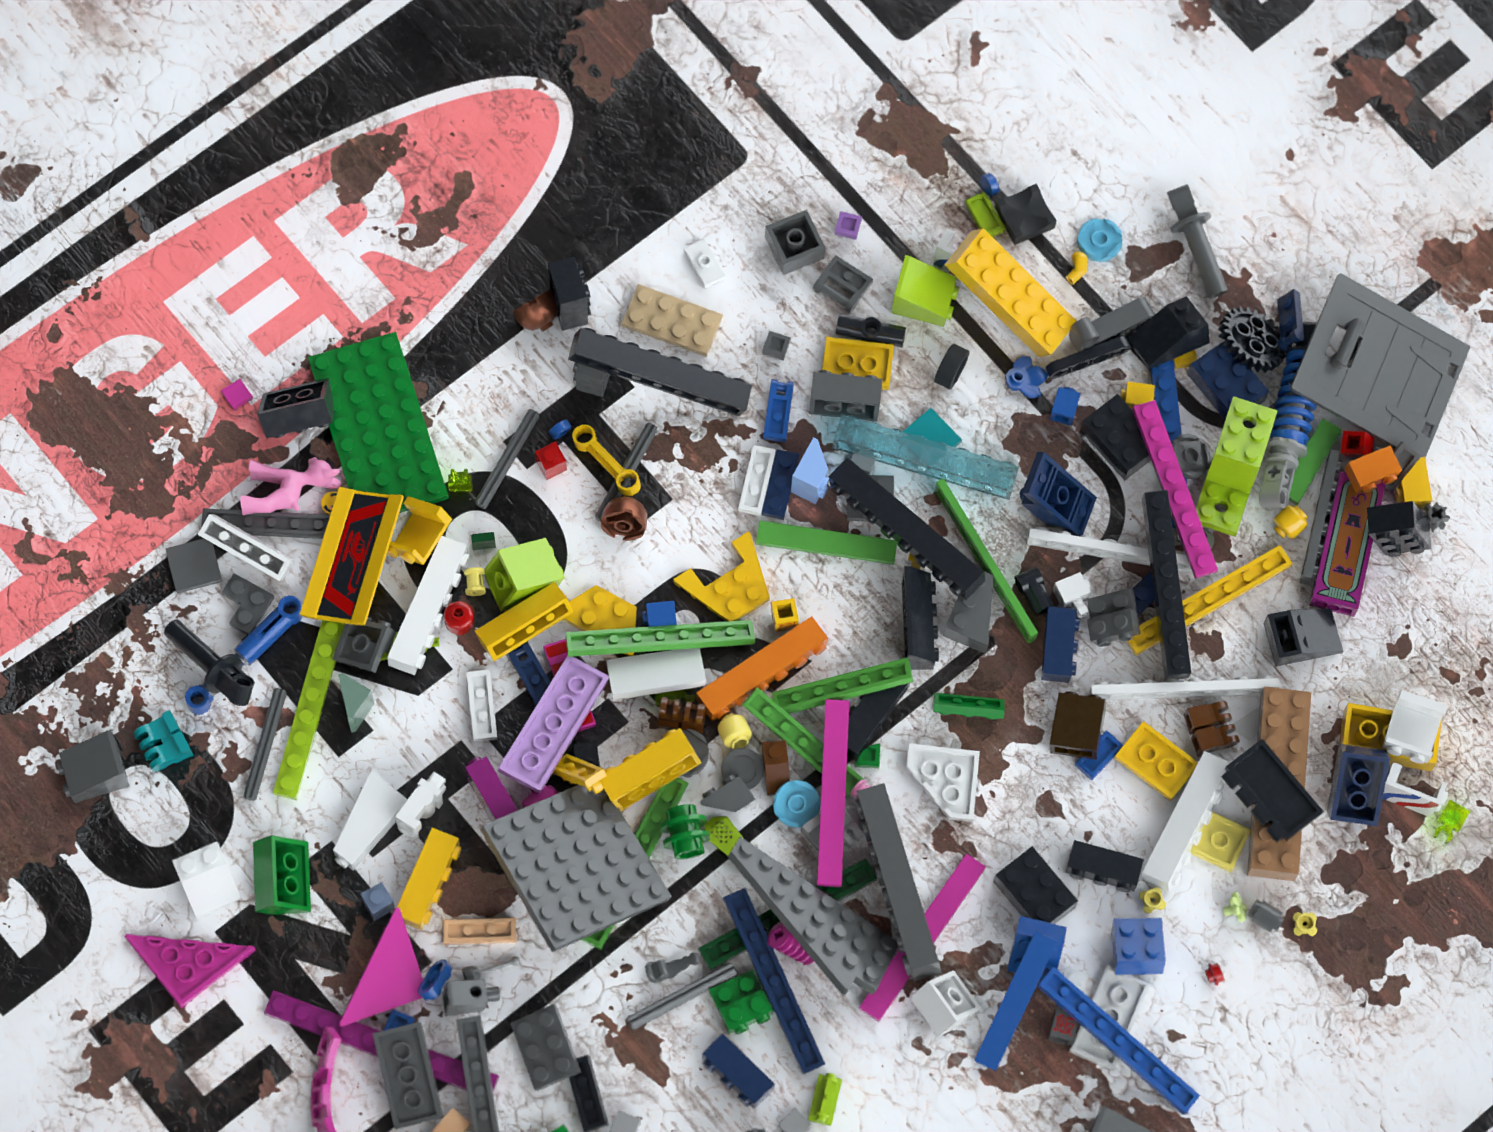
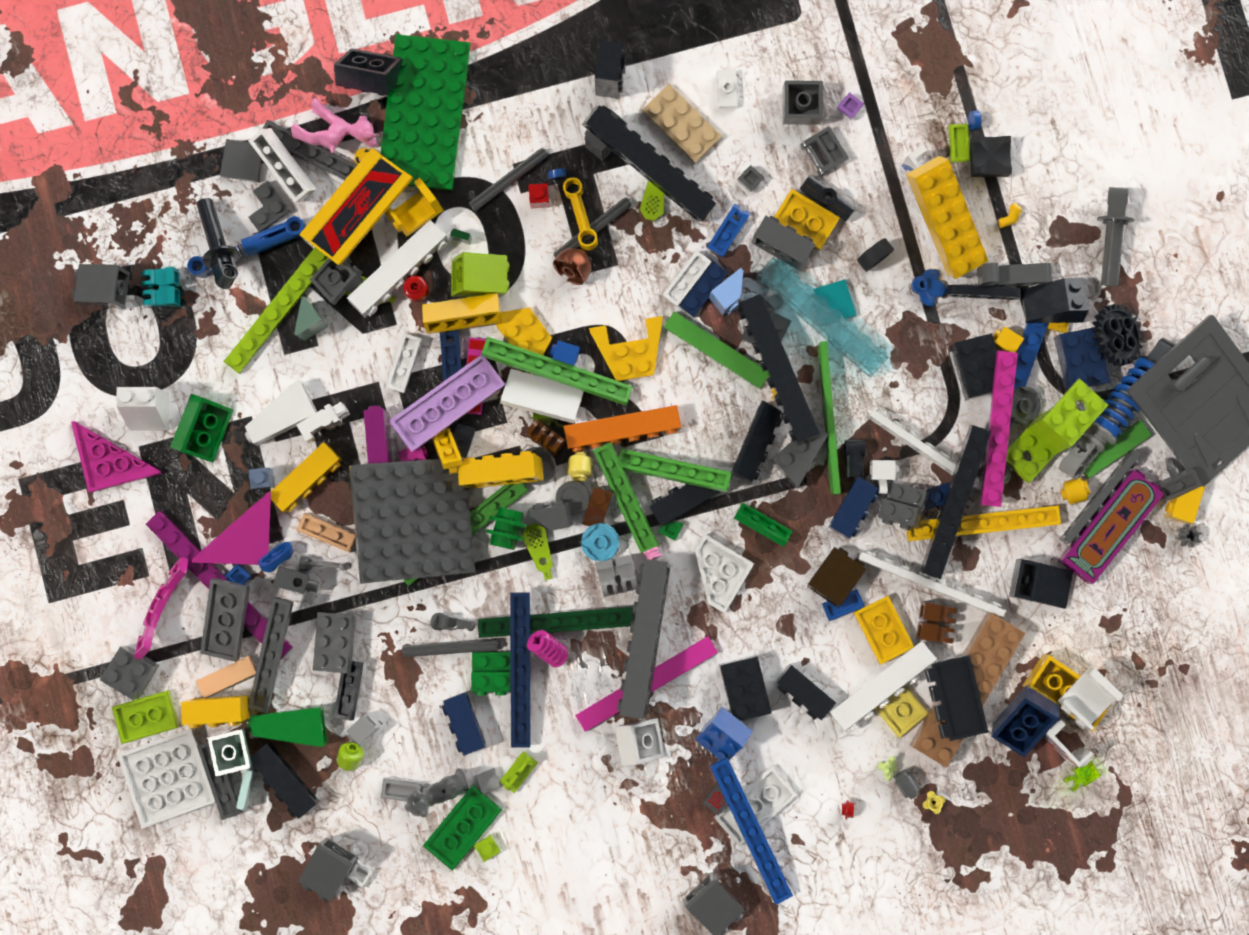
camera: 30 degrees right, 15 degrees up
(236, 394) = (331, 40): dark pink tile -> none
(265, 744) = (234, 322): dark grey axle -> none
(459, 481) = (464, 181): clear neon green plate -> none
(475, 581) = (441, 265): light yellow bush -> none
(538, 312) = (580, 74): copper cylinder -> none
(678, 403) = (652, 191): none -> lime piece
(784, 615) = (657, 394): yellow brick -> none
(830, 933) = (576, 656): dark grey wing -> none
(833, 793) = (628, 549): dark pink tile -> none
(924, 293) = (882, 186): lime slope -> none
(1015, 1000) = (689, 767): blue tile -> none
(1056, 496) = (906, 394): dark blue brick -> none
(1065, 405) = (947, 323): blue brick -> none
(1077, 977) = (742, 767): white plate -> none
(1099, 239) = (1038, 201): medium azure tile -> none
(1138, 946) = (800, 765): brick -> none
(1156, 894) = (834, 733): light yellow plate -> none
(1290, 319) = (1154, 331): dark blue plate -> none
(1356, 444) = (1156, 454): red brick -> none
(1373, 469) = (1159, 481): orange piece -> none
(1399, 528) = (1156, 538): black brick -> none

